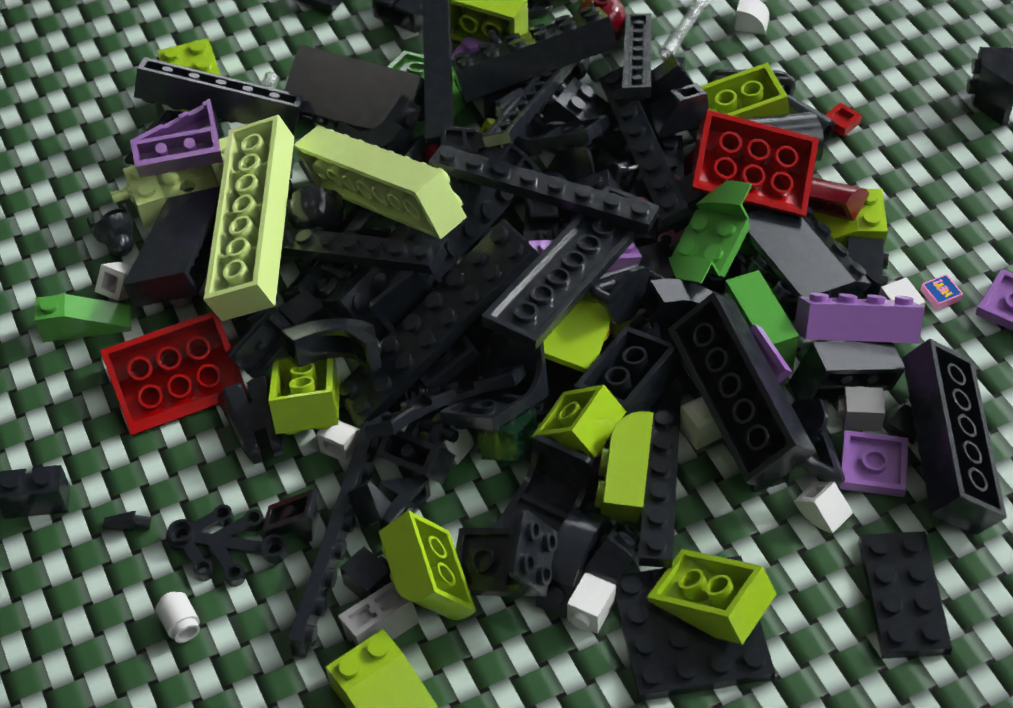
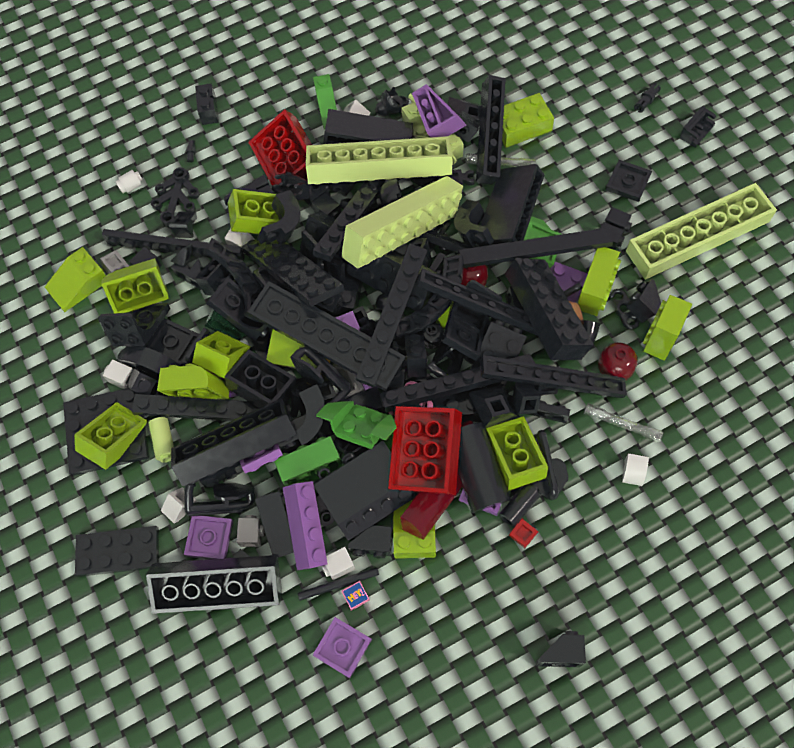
camera: 90 degrees right, 15 degrees up
(713, 531) = (161, 438): none -> yellowish green brick
(929, 315) = (338, 583): none -> black bar

